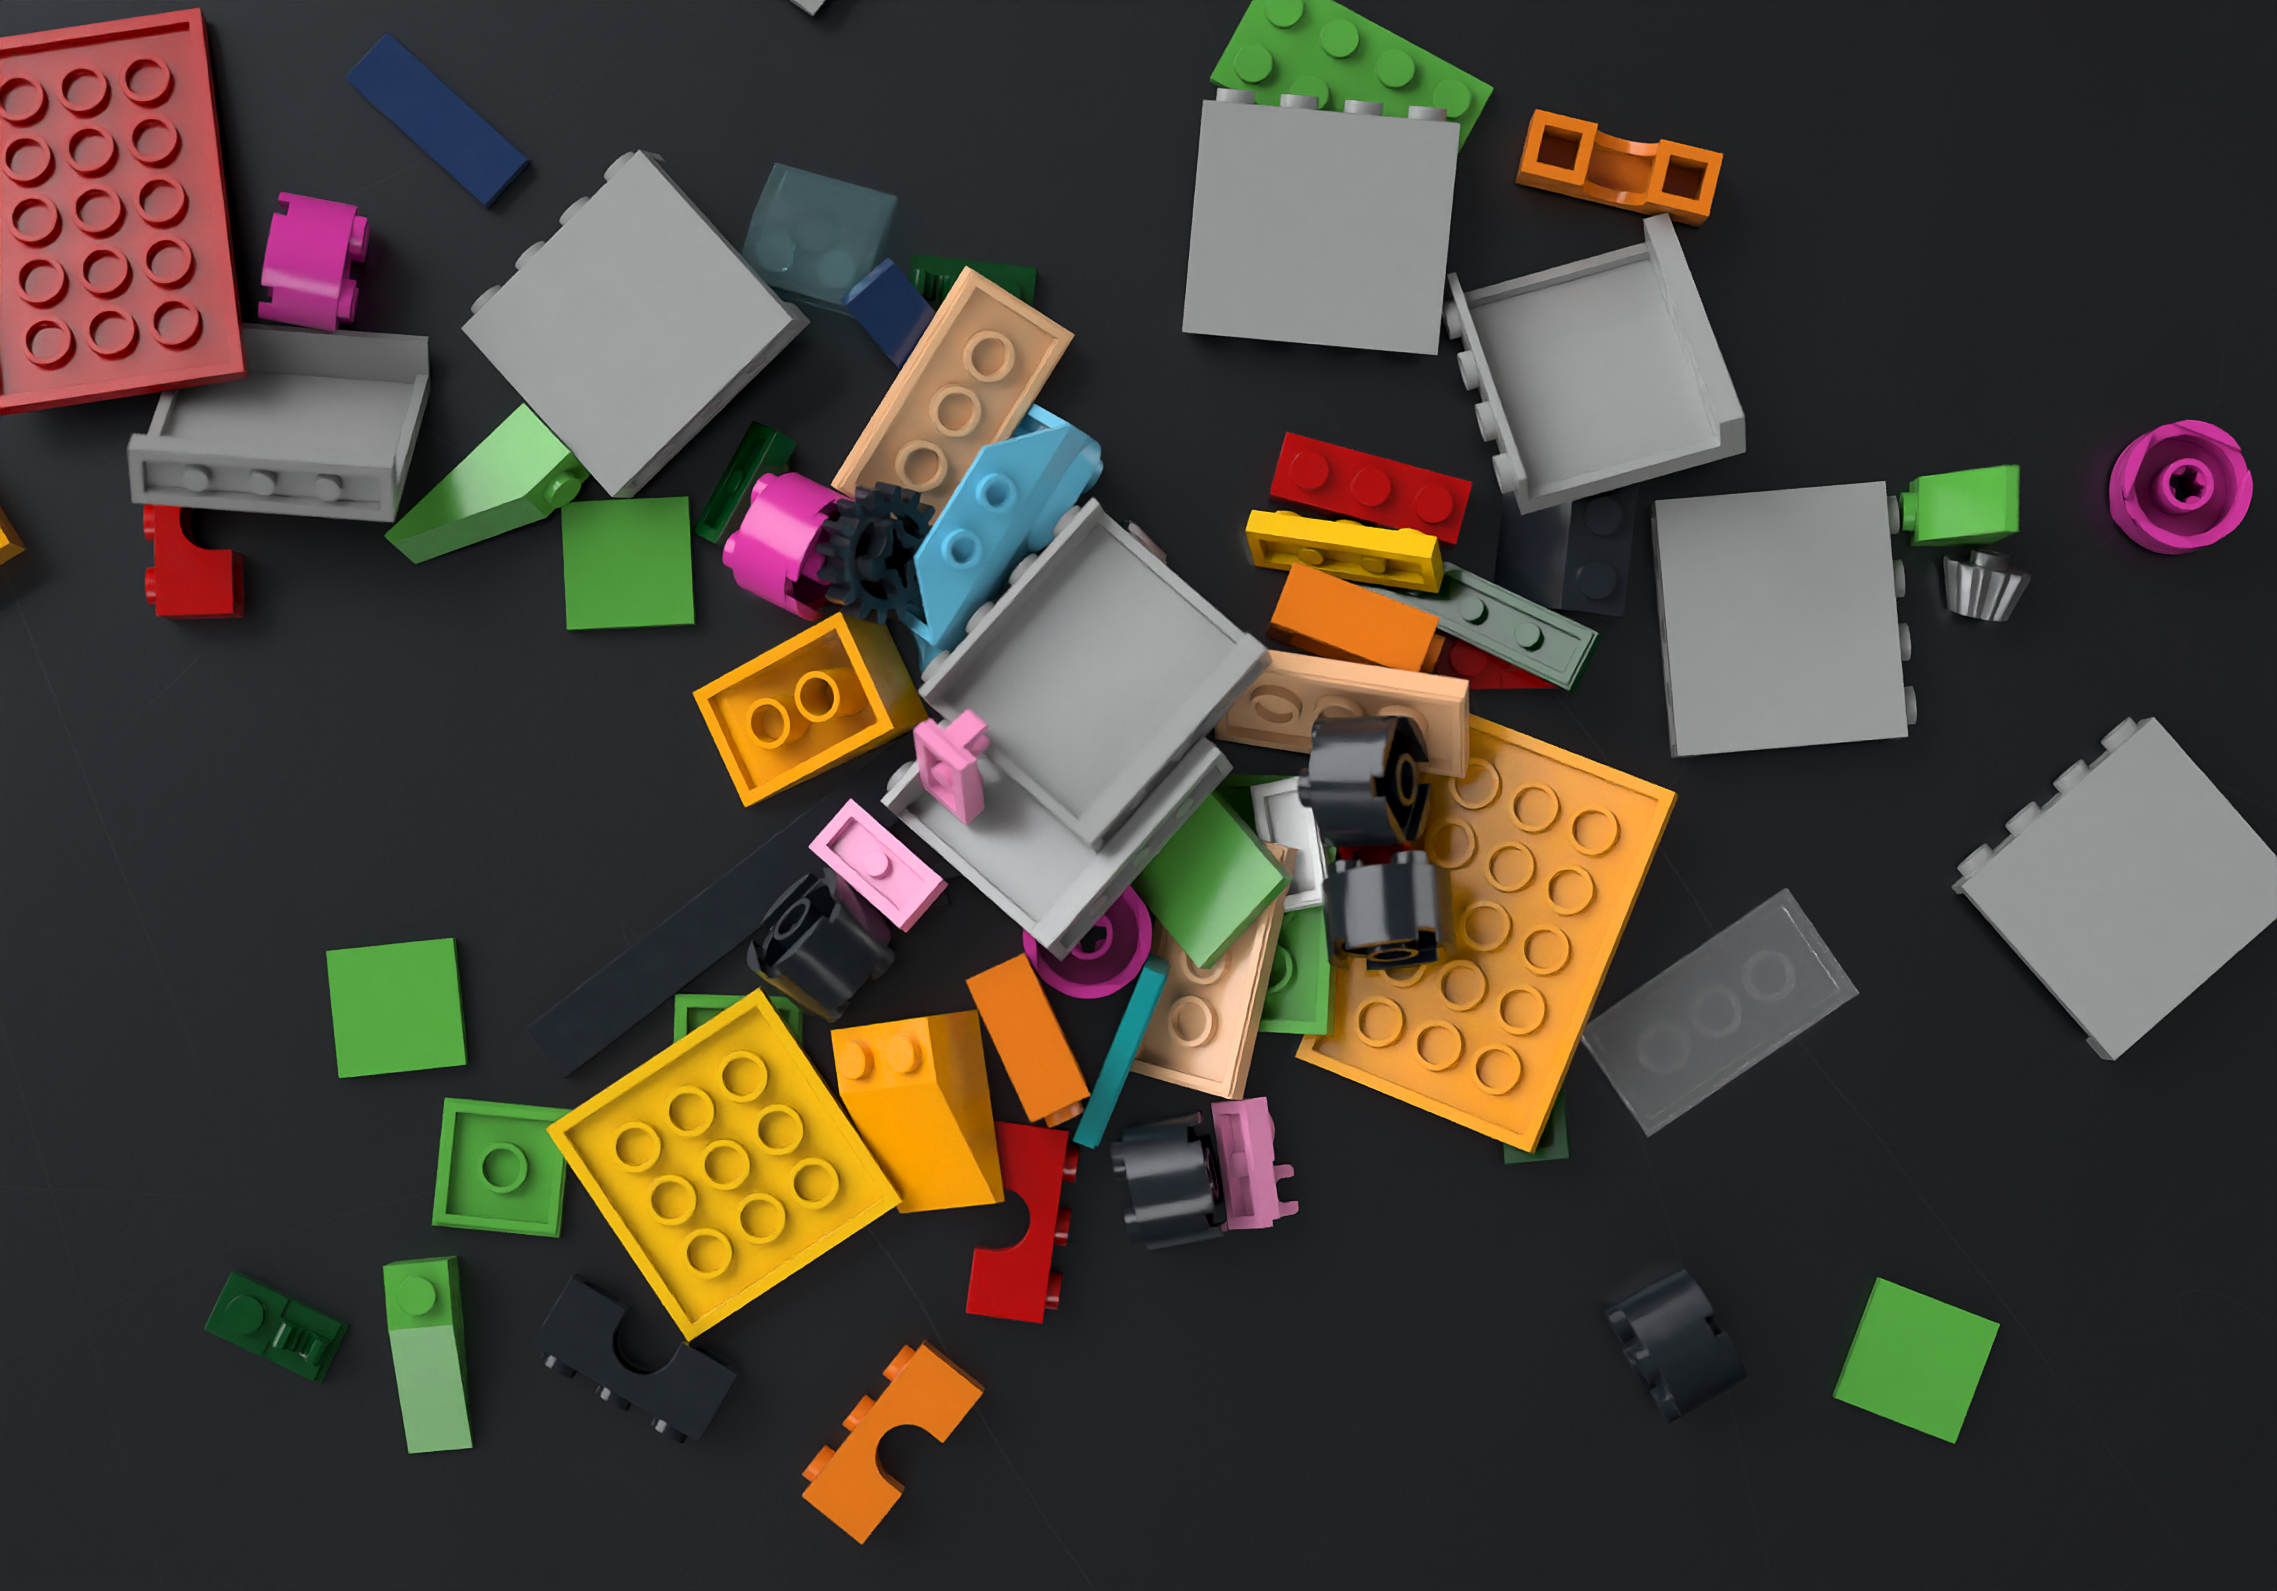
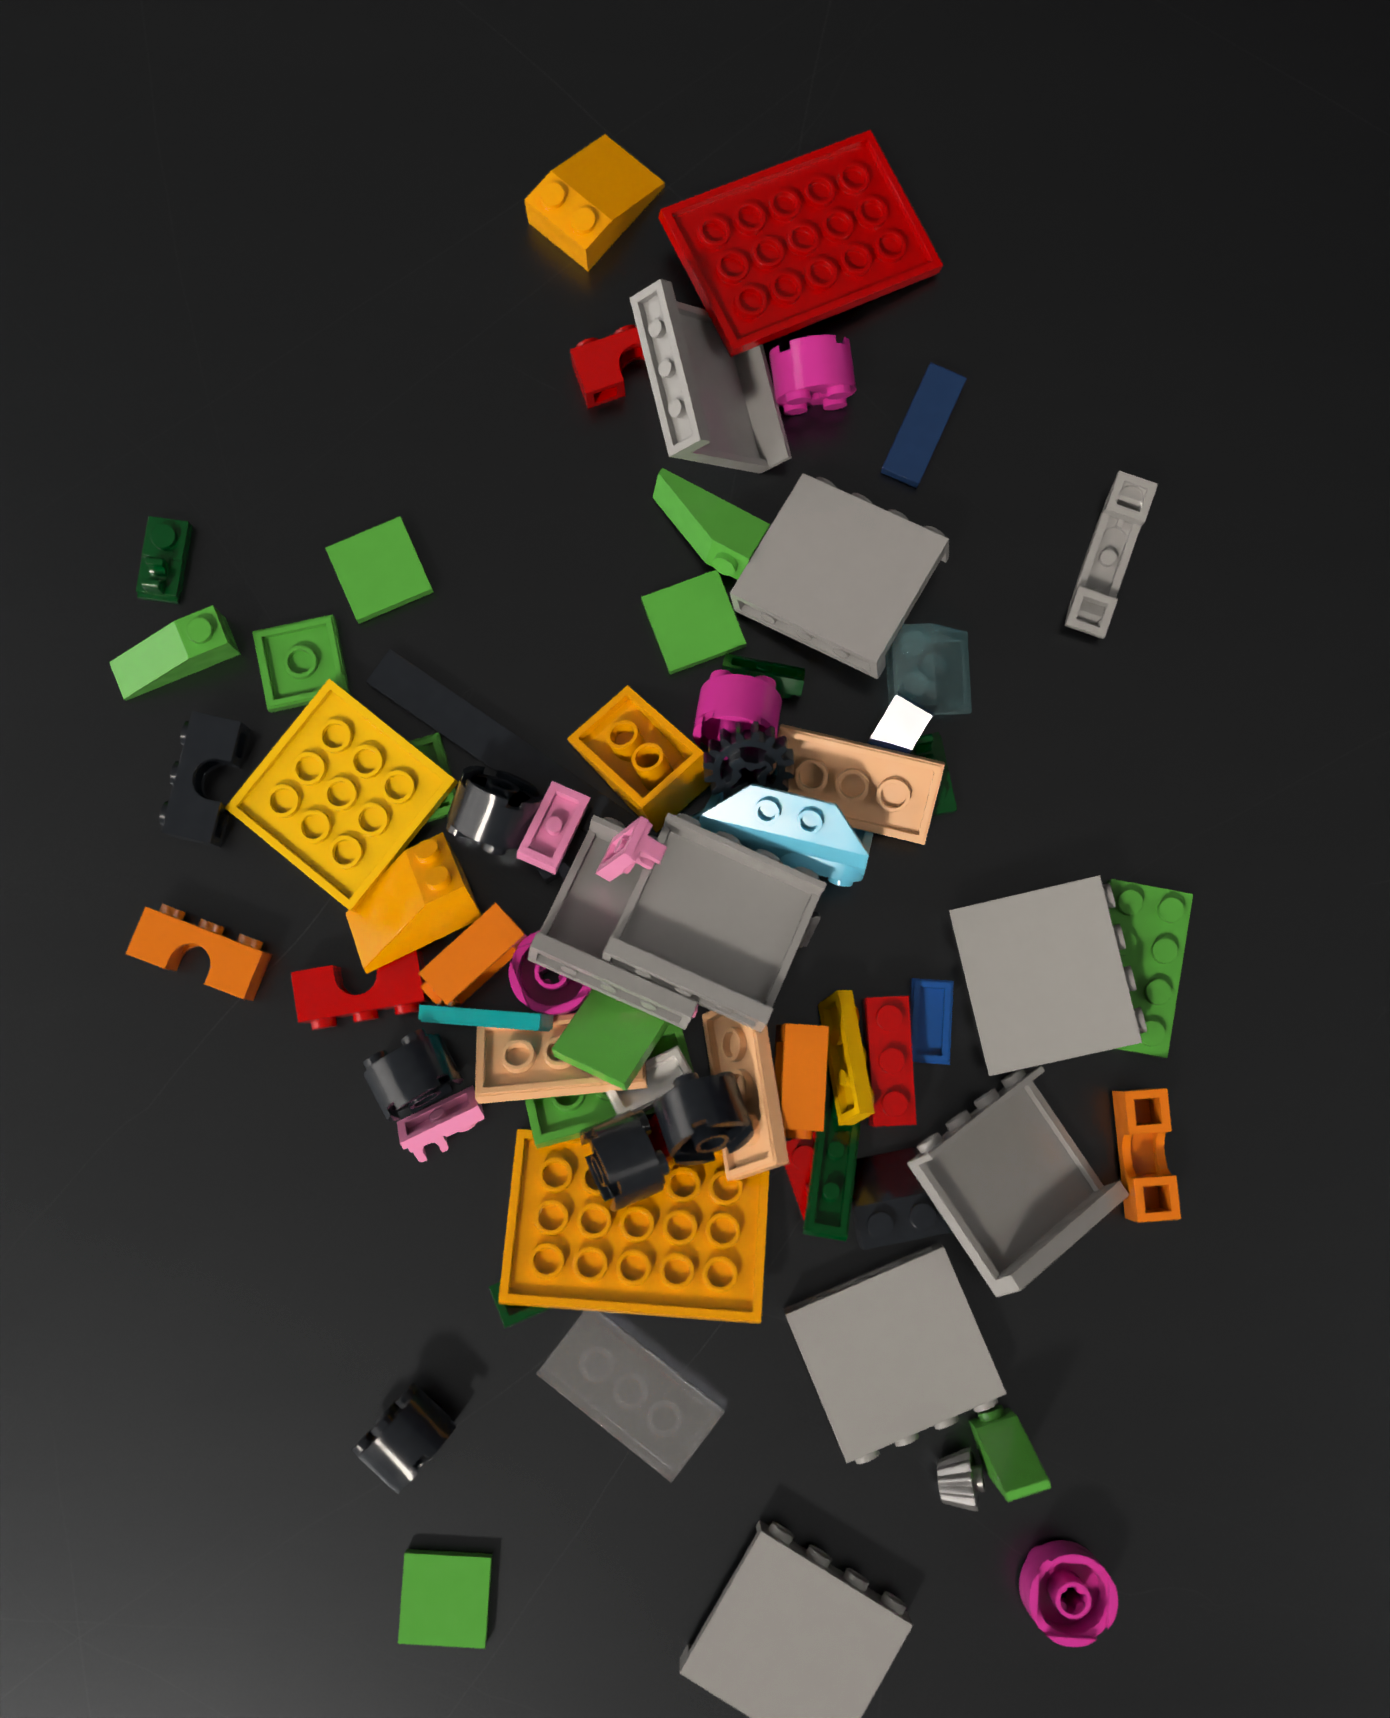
camera: 70 degrees right, 5 degrees down
(1330, 409) = (931, 1020): none -> blue tile

